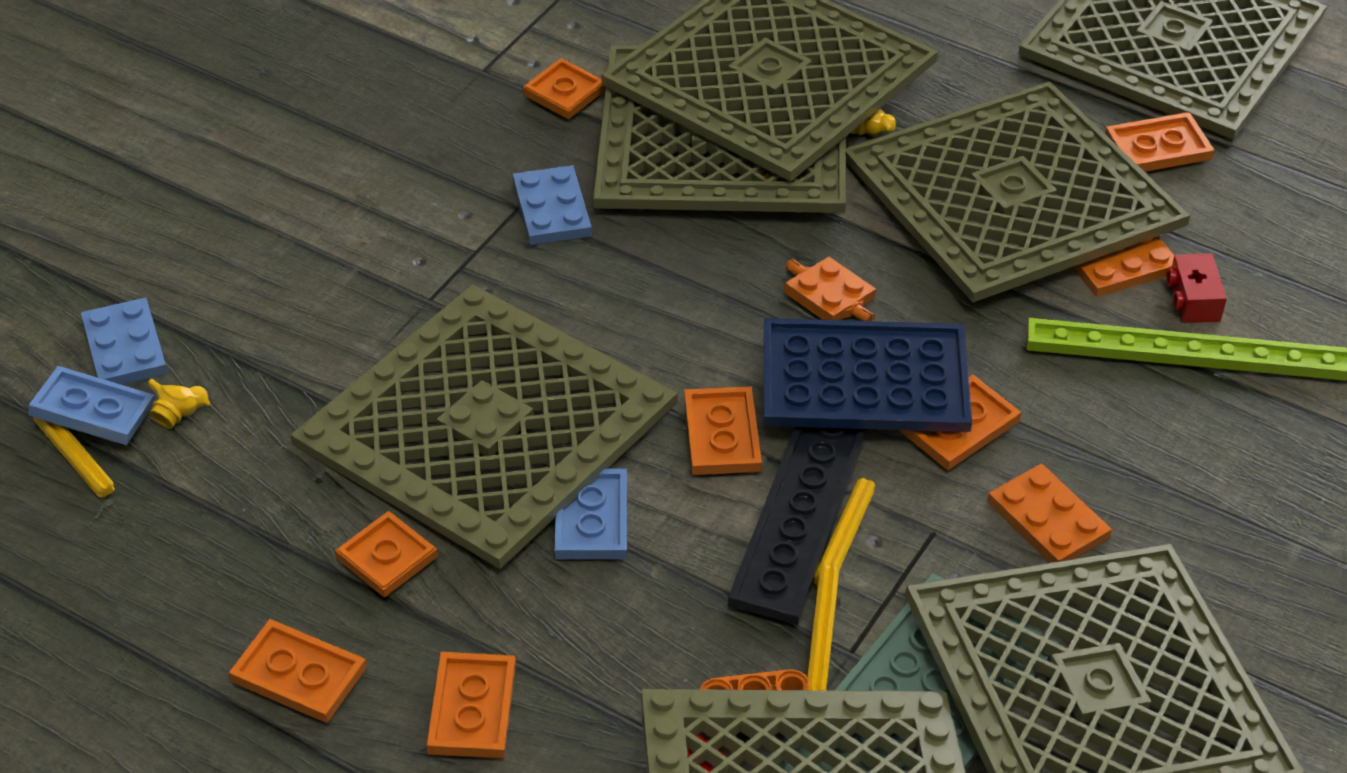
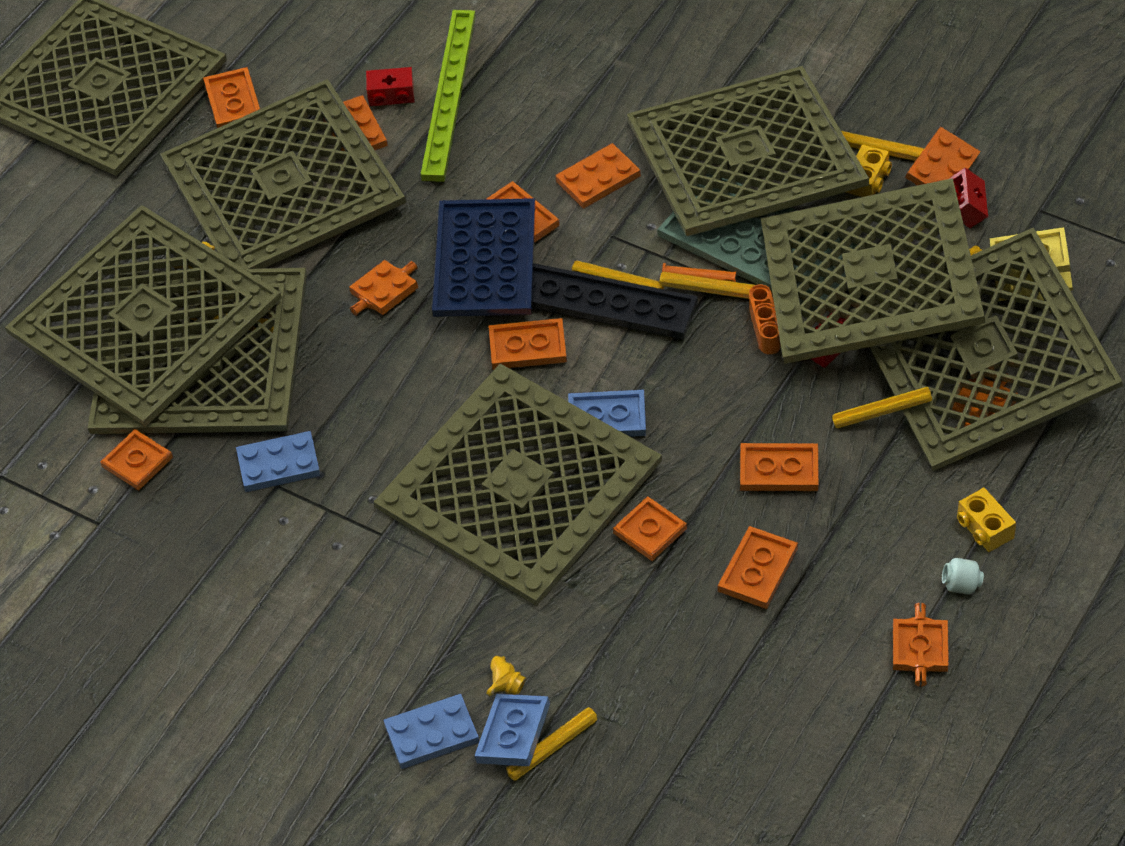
camera: 85 degrees left, 5 degrees up
(846, 623) = (706, 273): none -> orange pin

